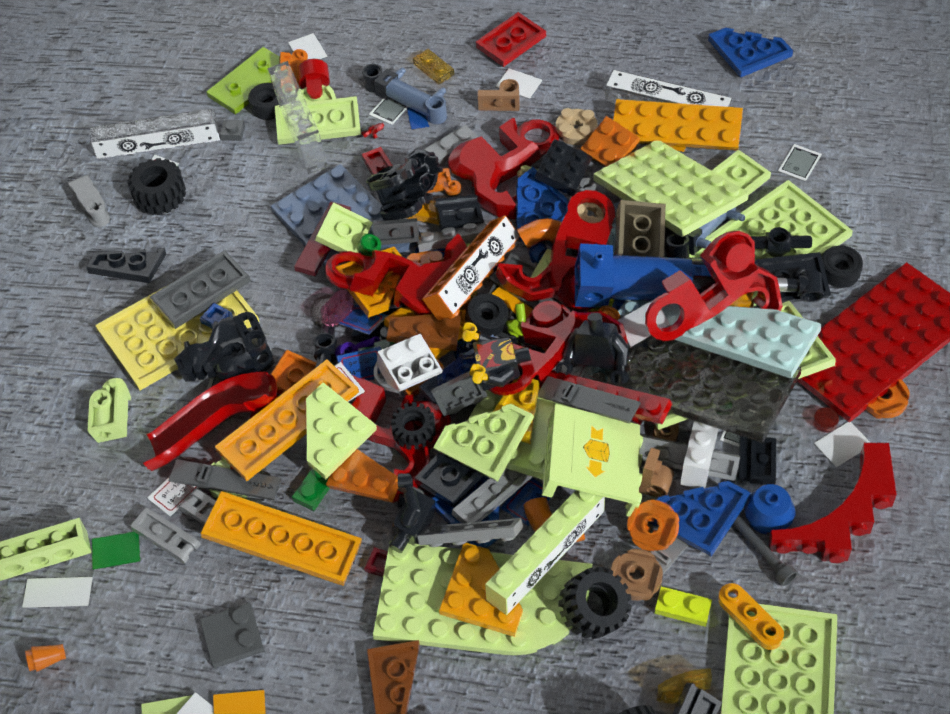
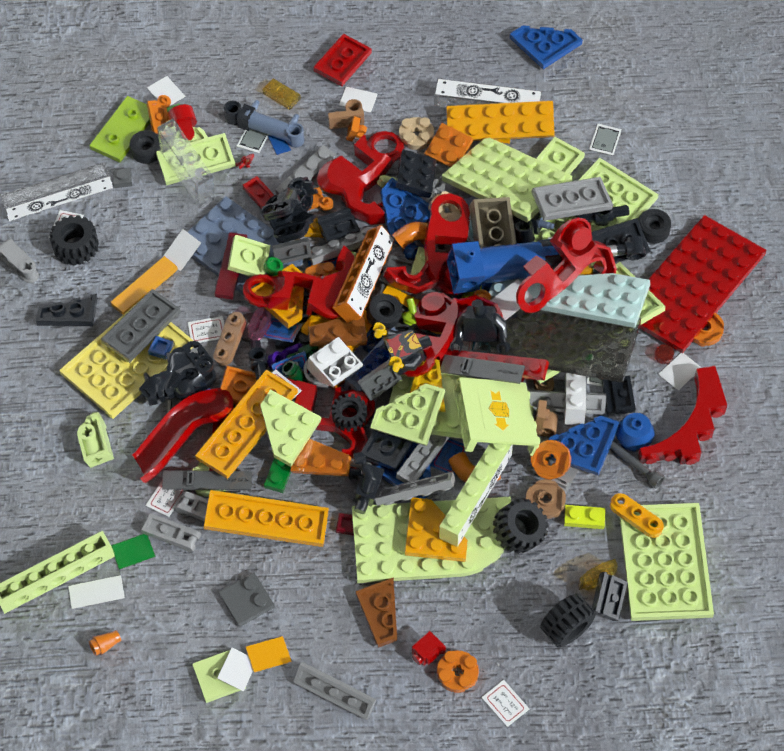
camera: 15 degrees left, 5 degrees up
(230, 242) = (145, 283): none -> light orange tile
(274, 214) = (182, 249): none -> white sticker
(278, 307) = (206, 329): none -> white sticker
(299, 320) = (229, 345): none -> medium nougat plate
(361, 368) = (293, 371): none -> dark green cone
(506, 112) = (355, 129): none -> orange tile
(746, 214) = (572, 198): none -> light grey plate

